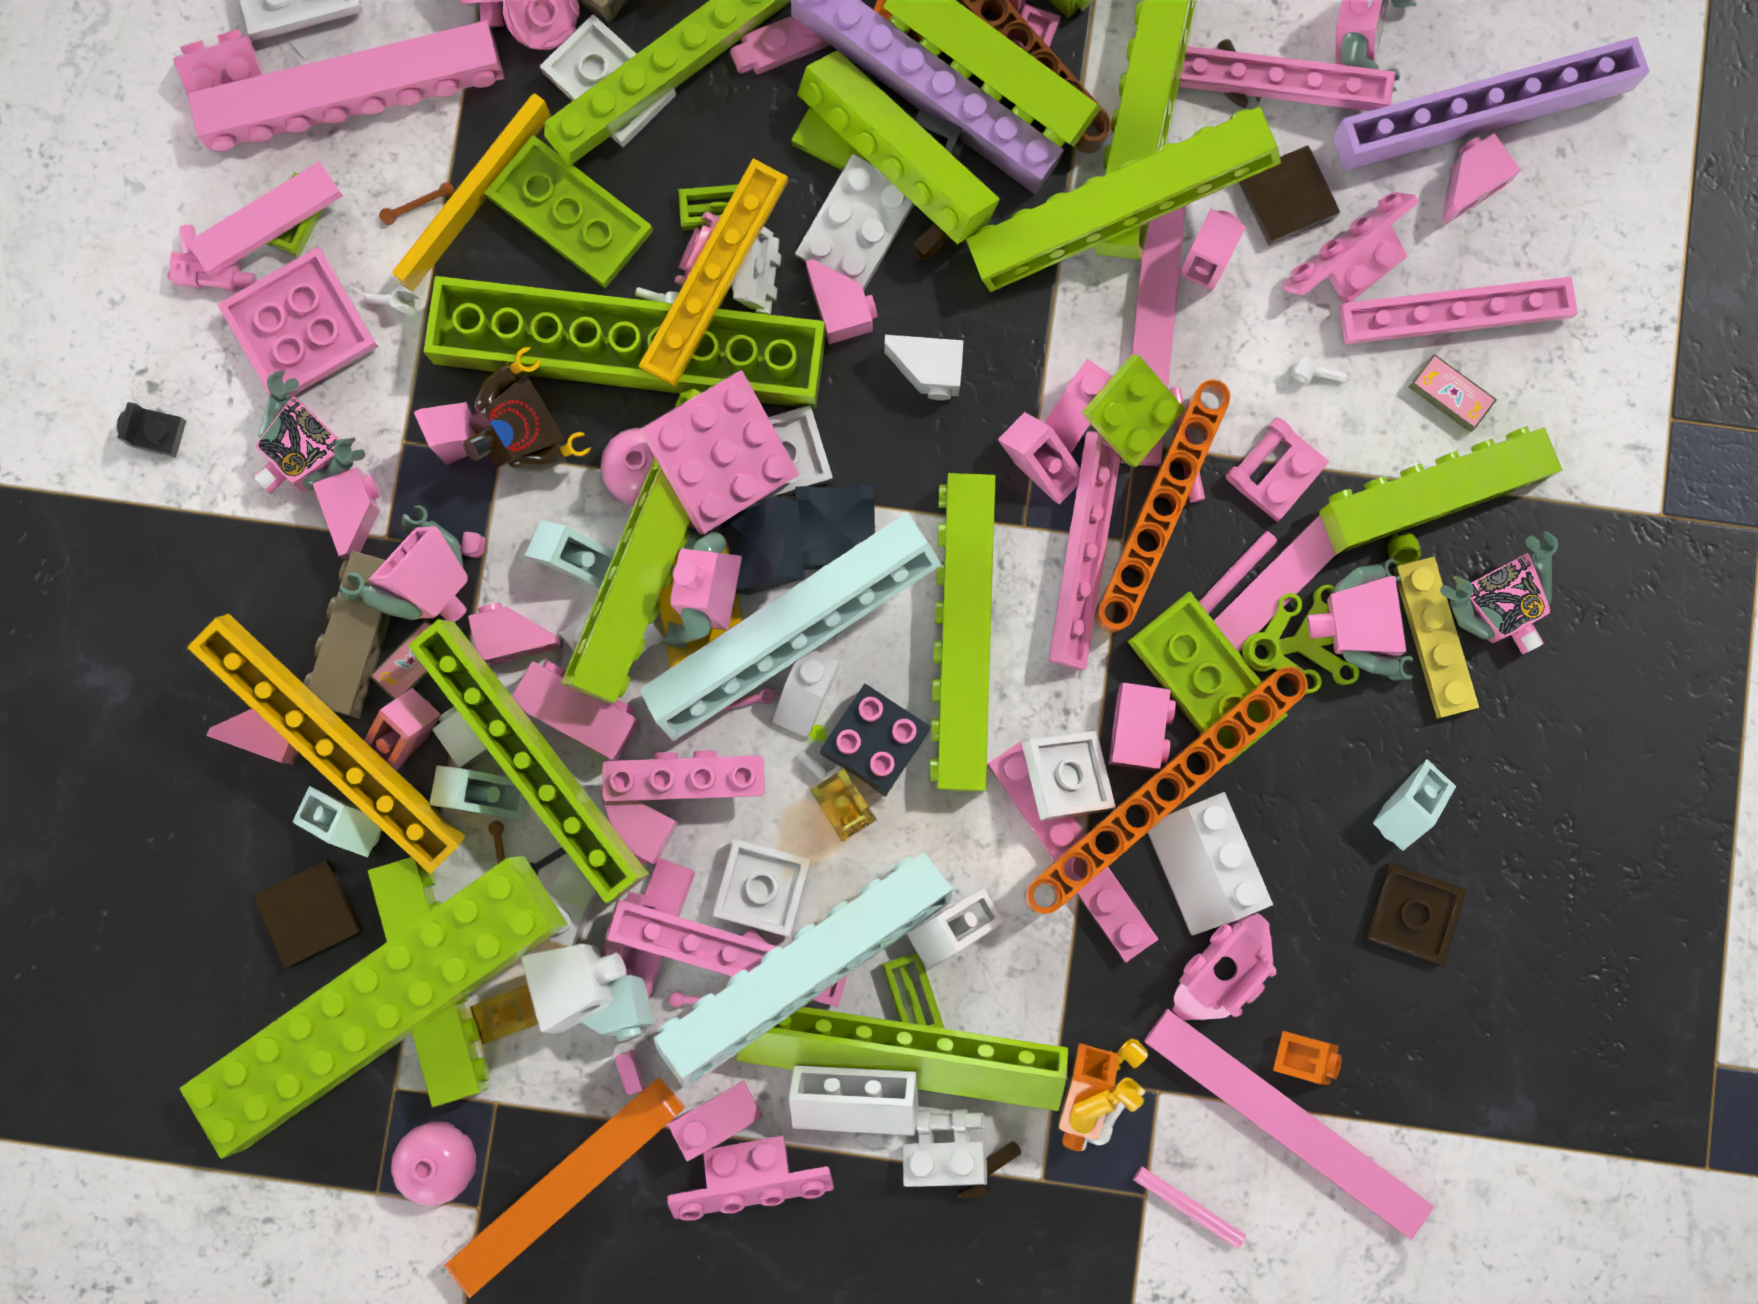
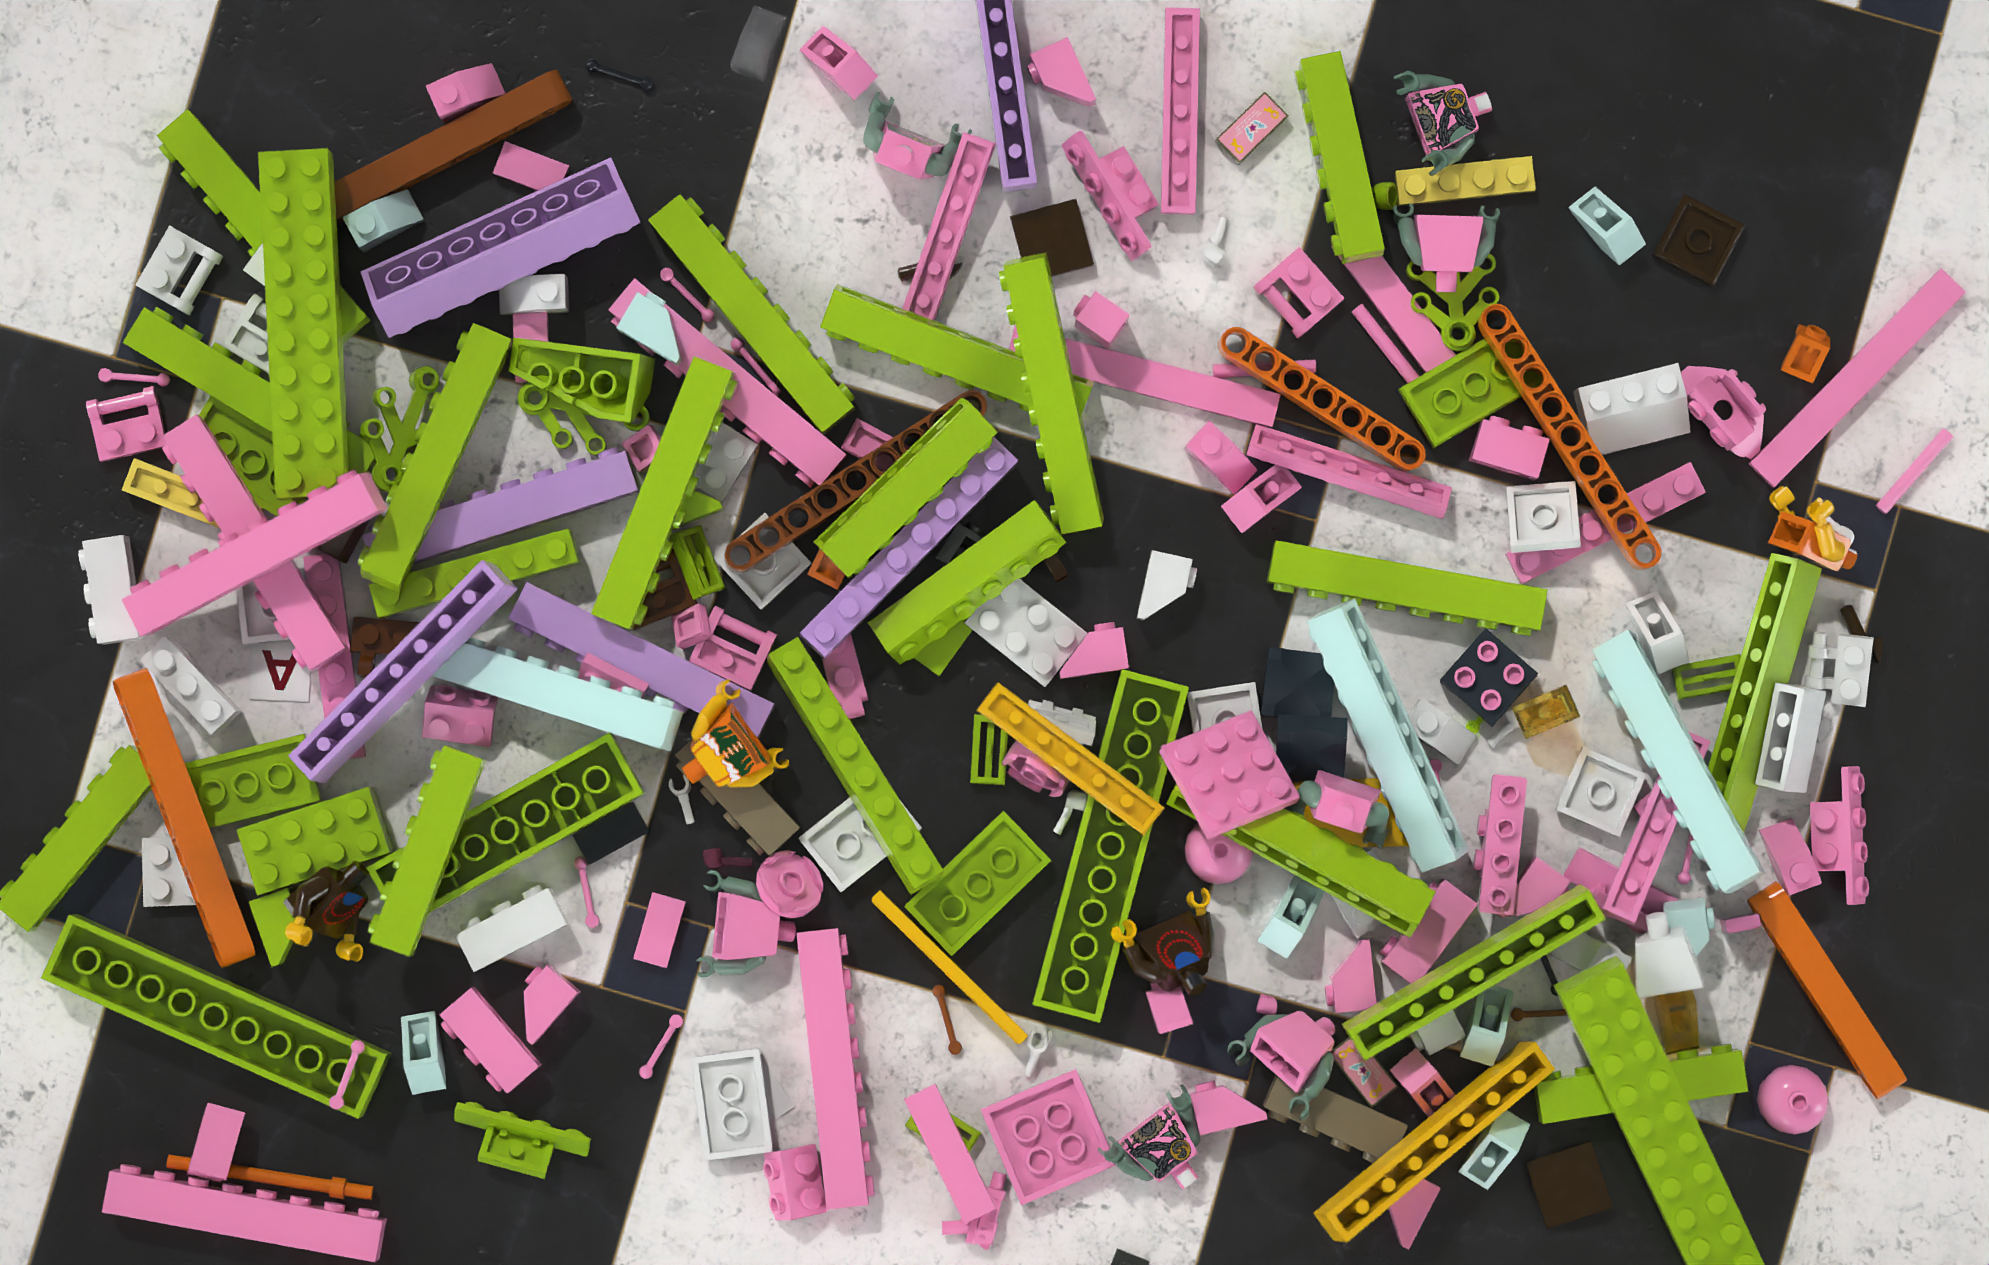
camera: 85 degrees left, 5 degrees up
(1133, 410) = (1236, 411): lime plate -> none

